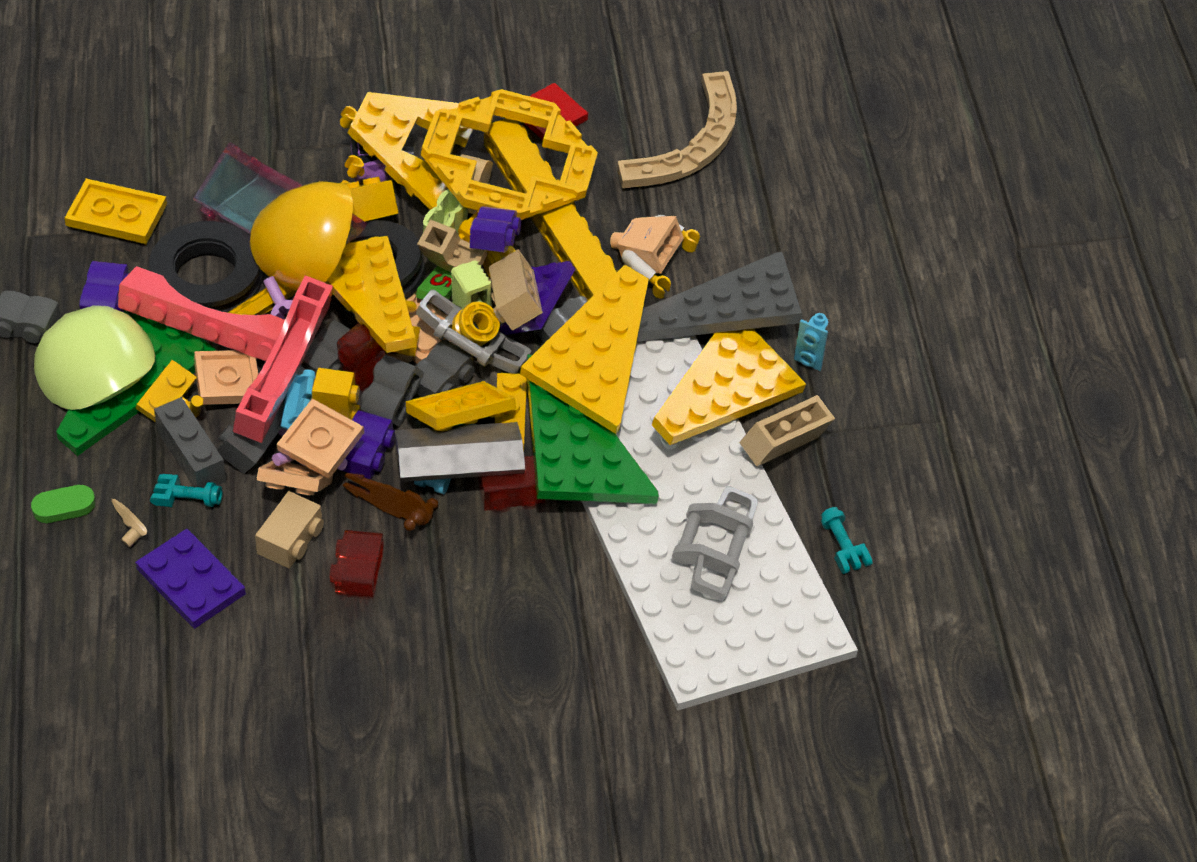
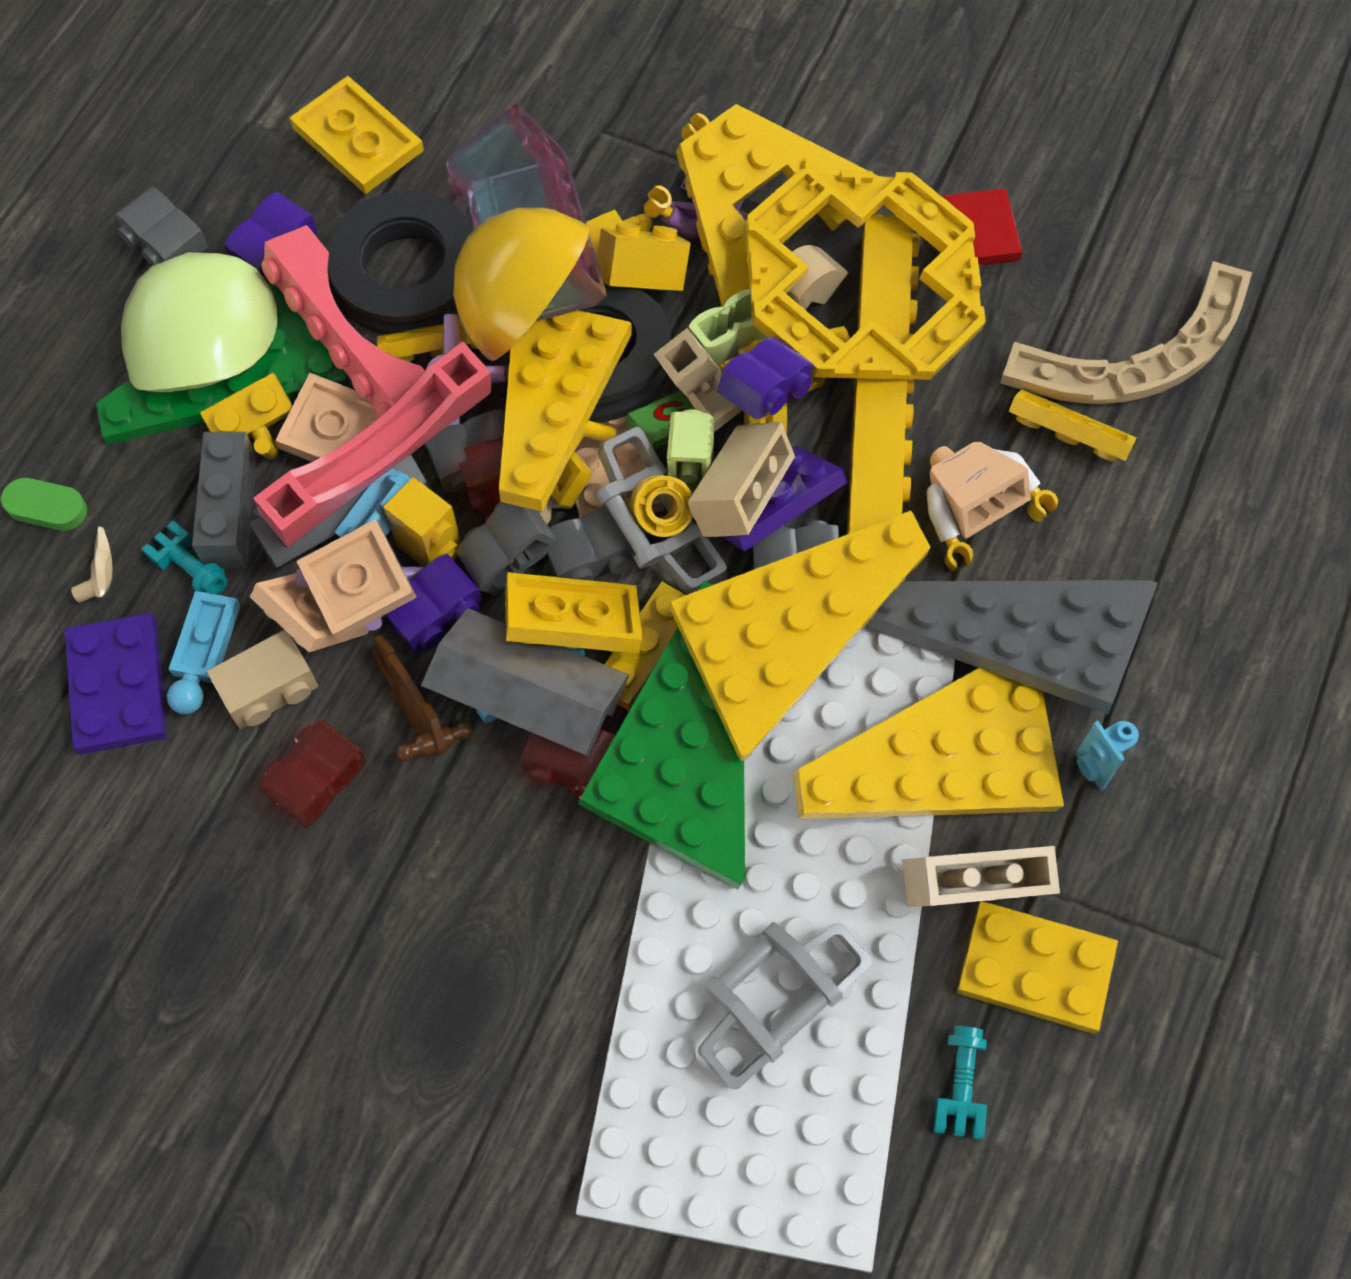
camera: 35 degrees right, 15 degrees up
(234, 533) = (200, 648): none -> medium azure plate
(680, 193) = (1072, 426): none -> yellow plate
(844, 469) = (1038, 967): none -> yellow plate

